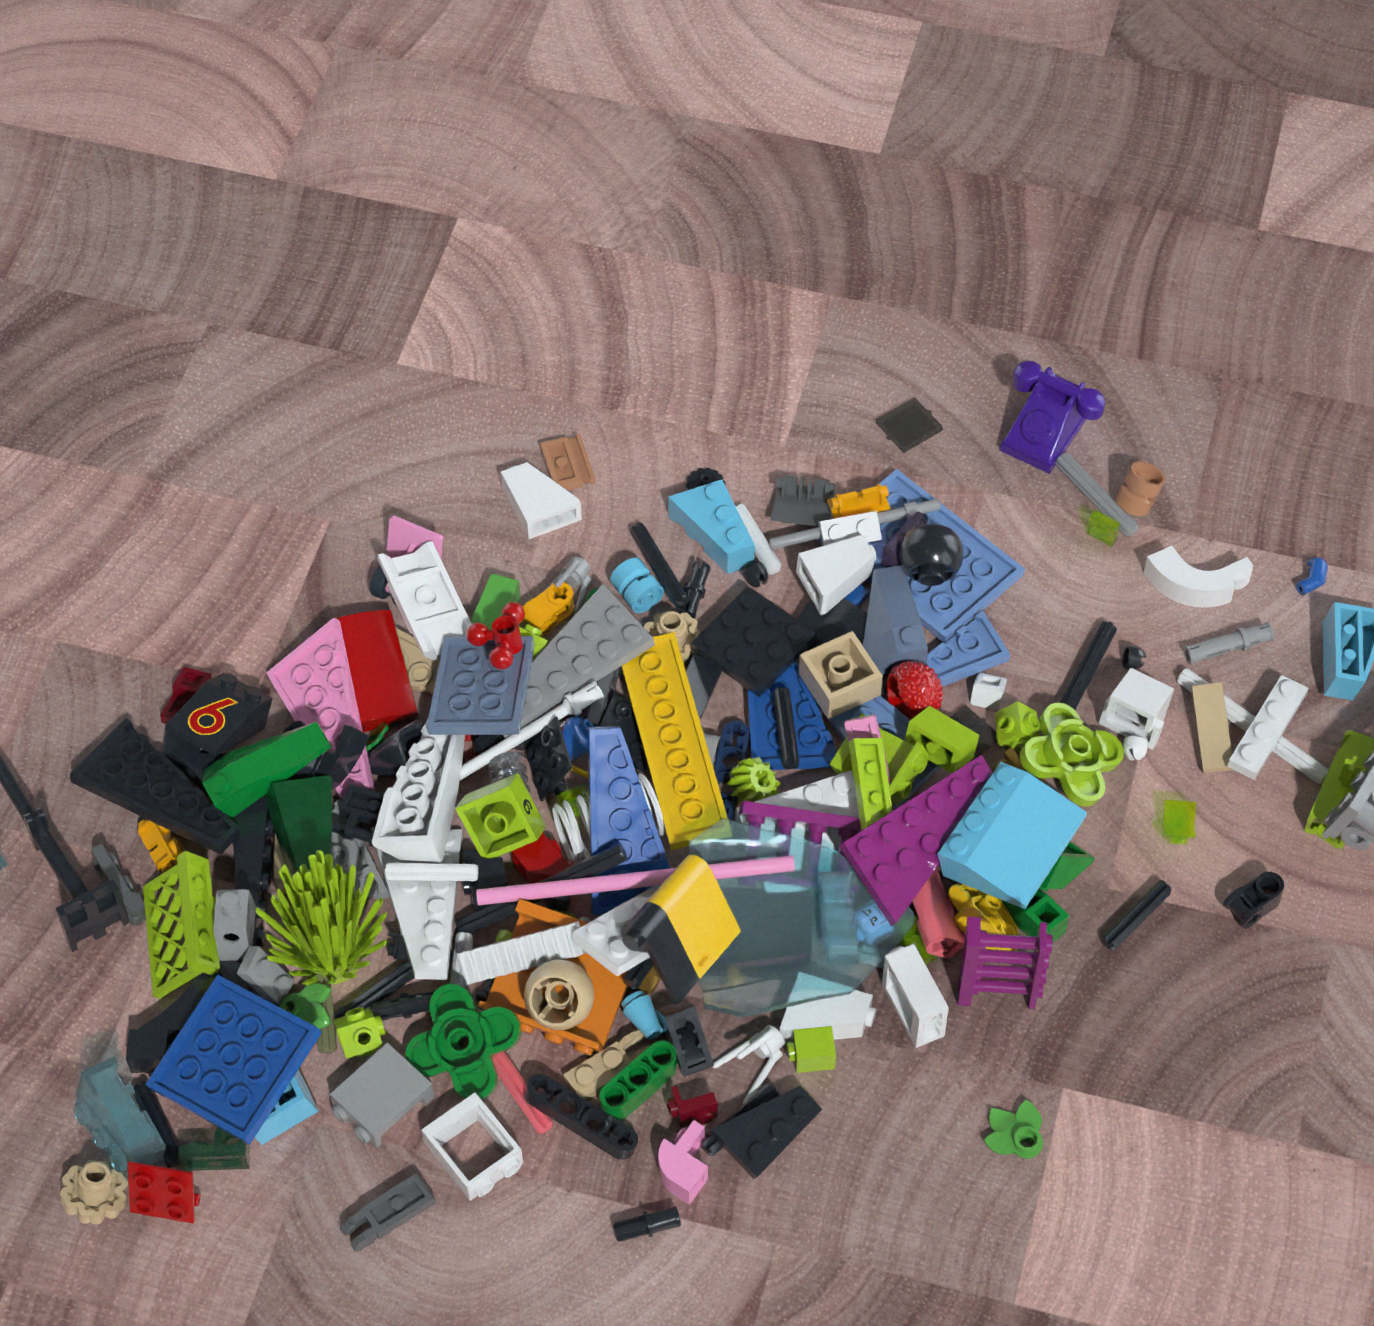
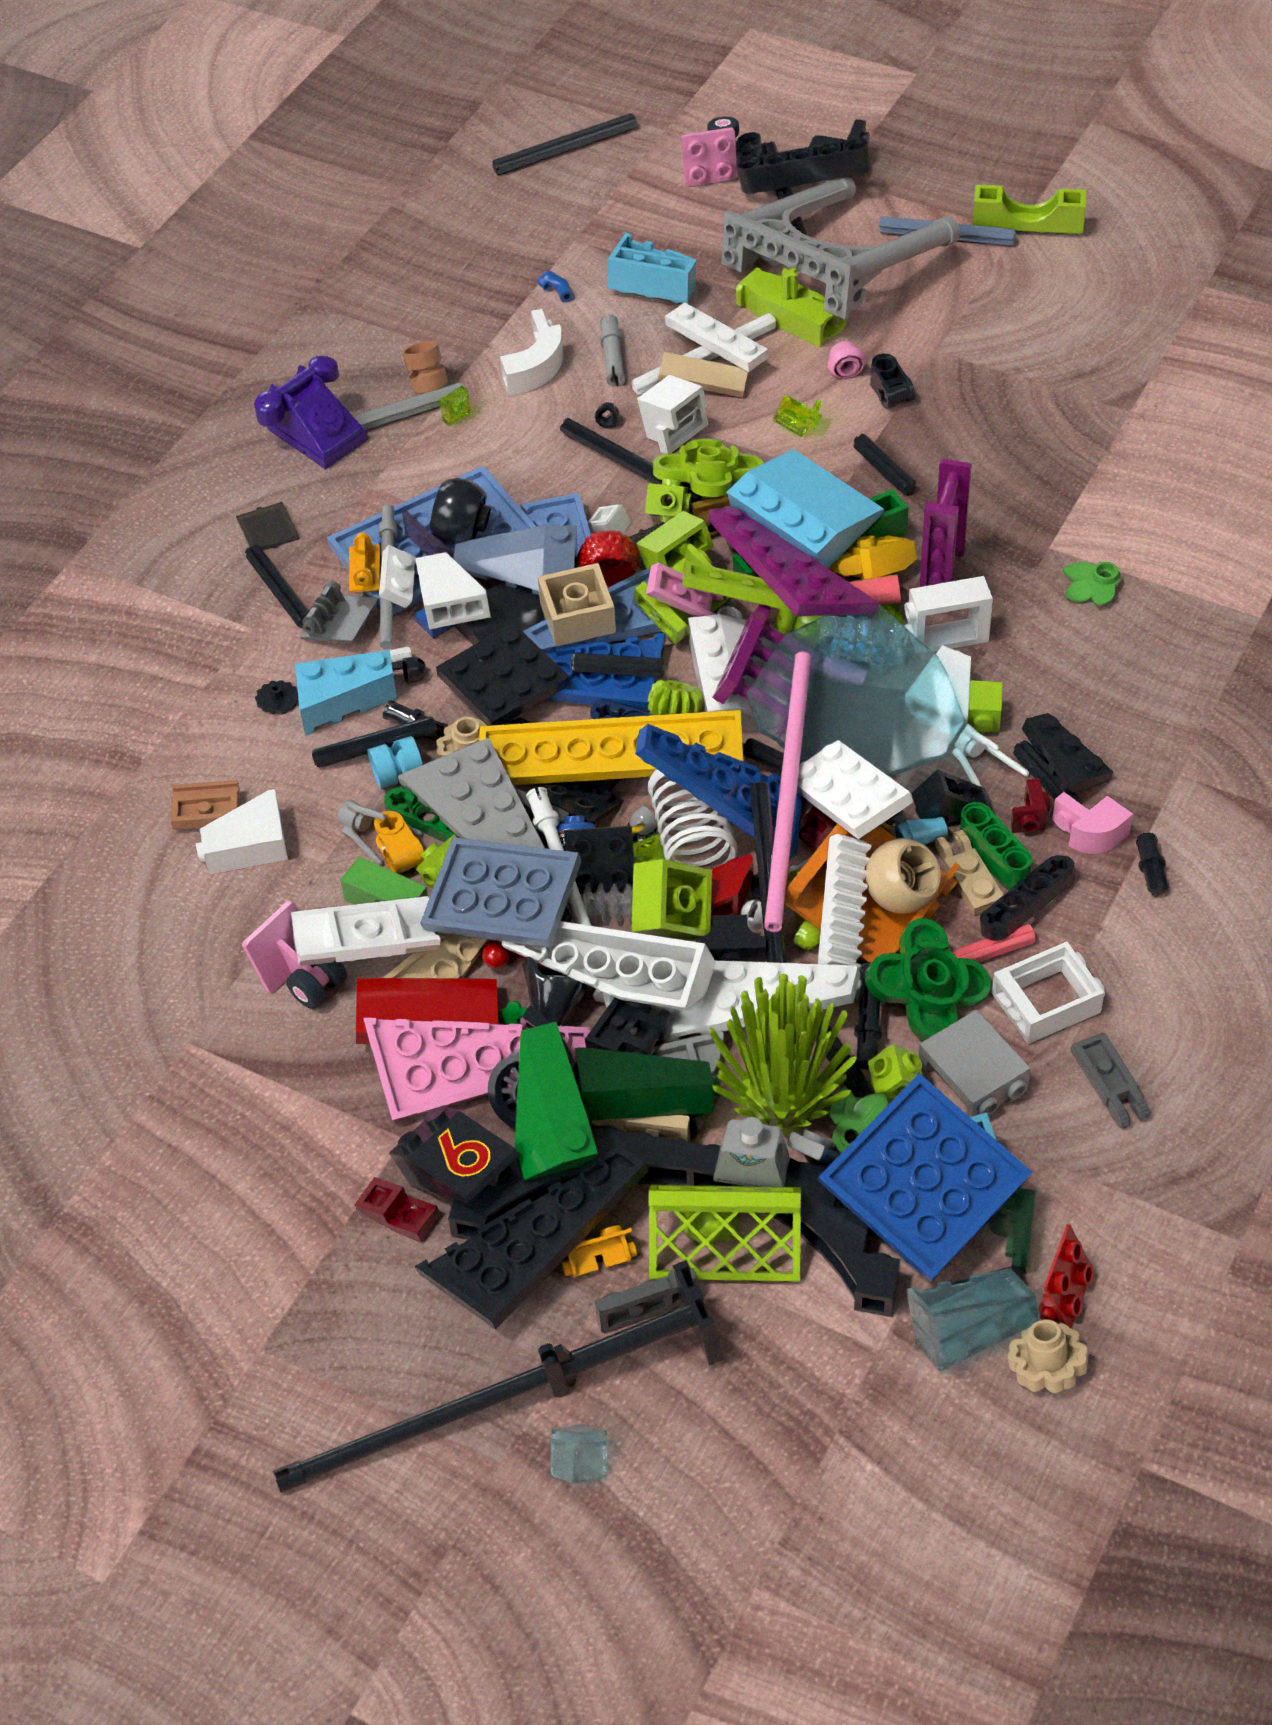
camera: 75 degrees left, 5 degrees down
(431, 872) = (723, 972): white axle -> none
(505, 634) = (454, 853): red piece -> none
(683, 926) = (850, 746): yellow door -> none
(837, 448) = (277, 584): none -> black axle
(1135, 747) = (706, 429): white hinge -> none
(1277, 852) = (846, 360): none -> bright pink cone

